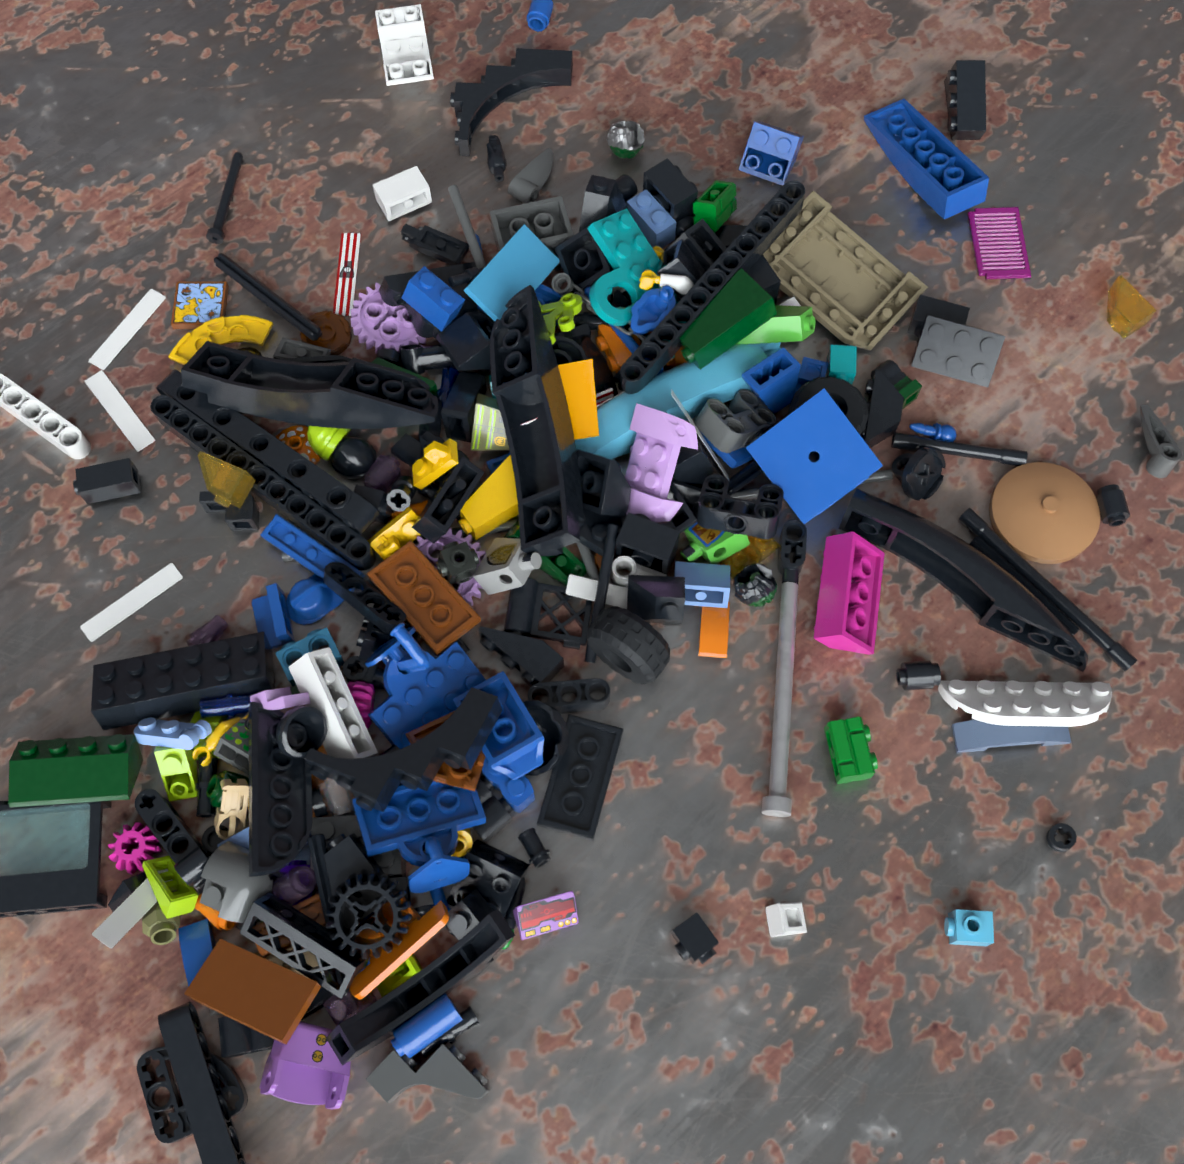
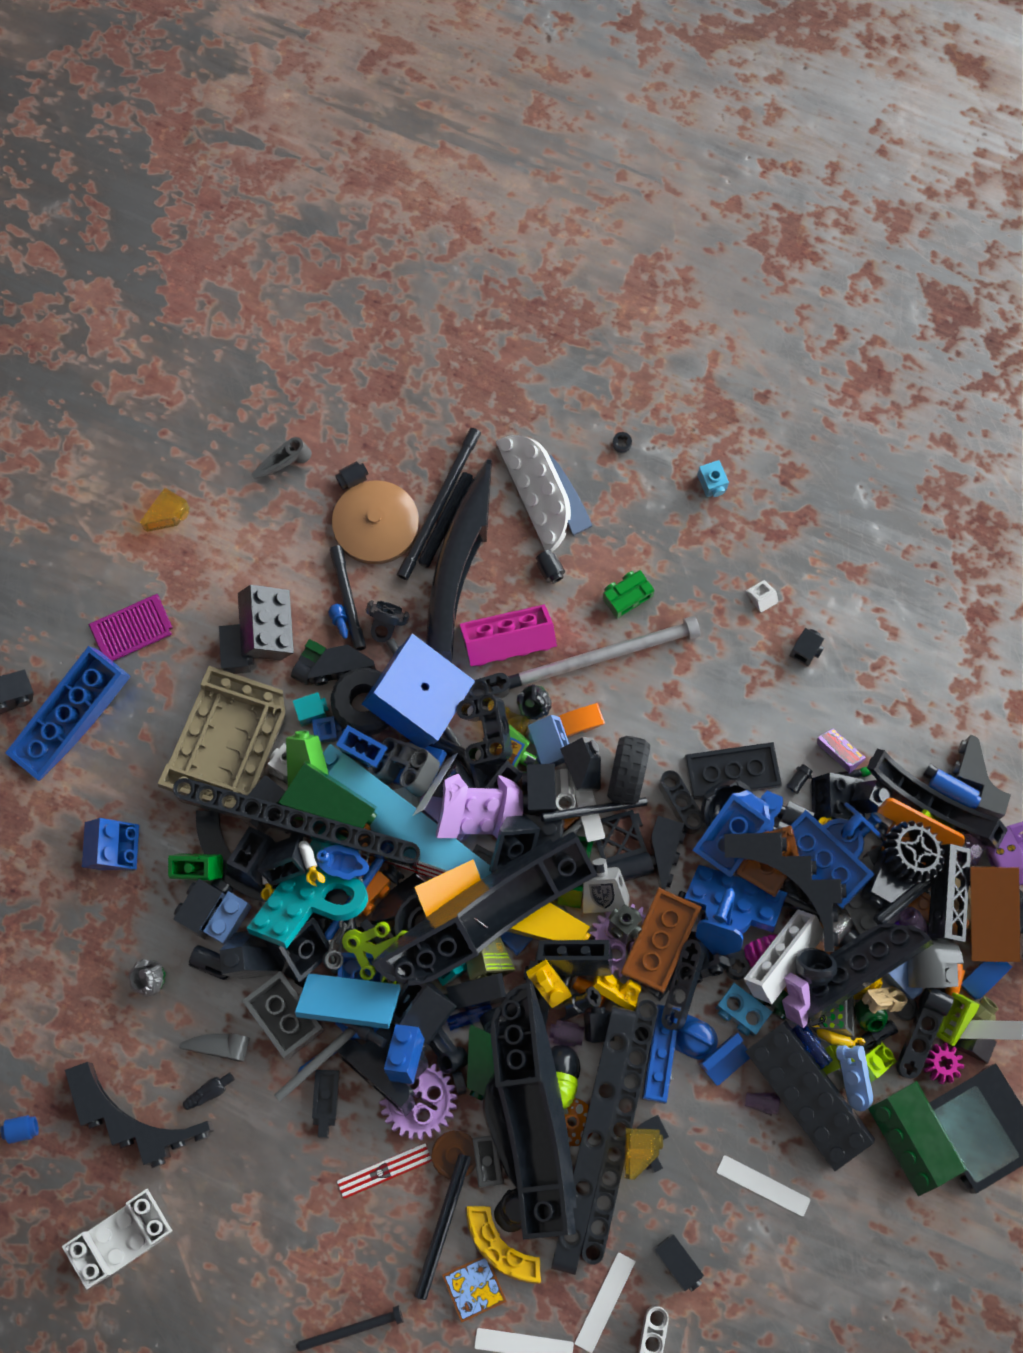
camera: 115 degrees left, 5 degrees up
(402, 193) = (285, 1156): white brick -> none

